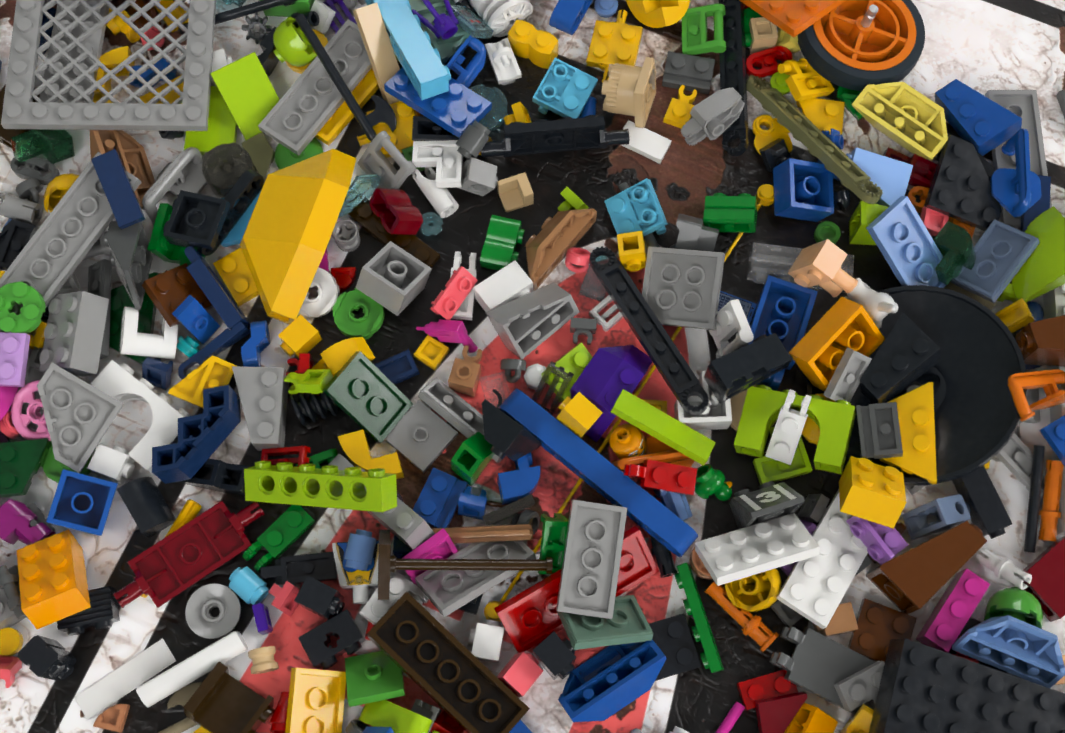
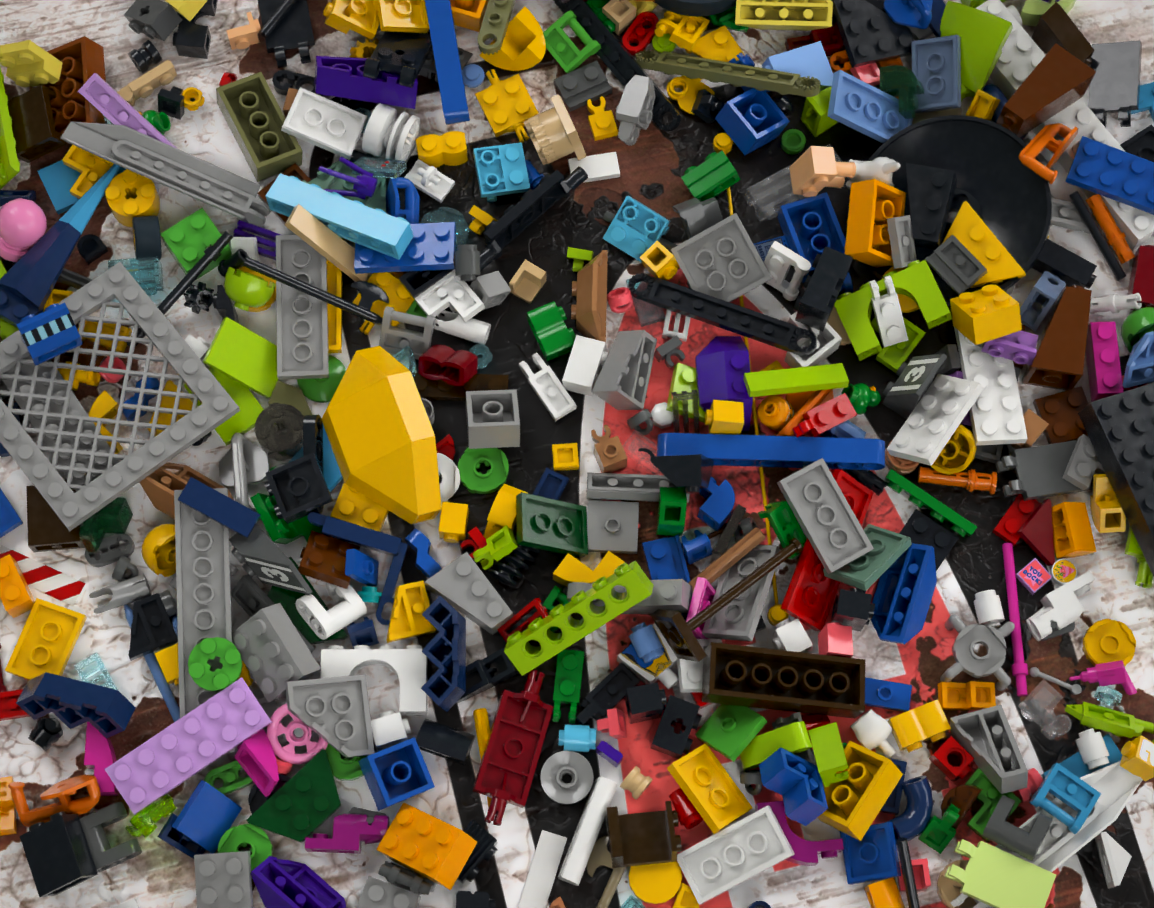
camera: 40 degrees left, 0 degrees up
(449, 331) = (567, 430): dark pink piece -> none
(454, 294) = (548, 385): coral hinge -> none

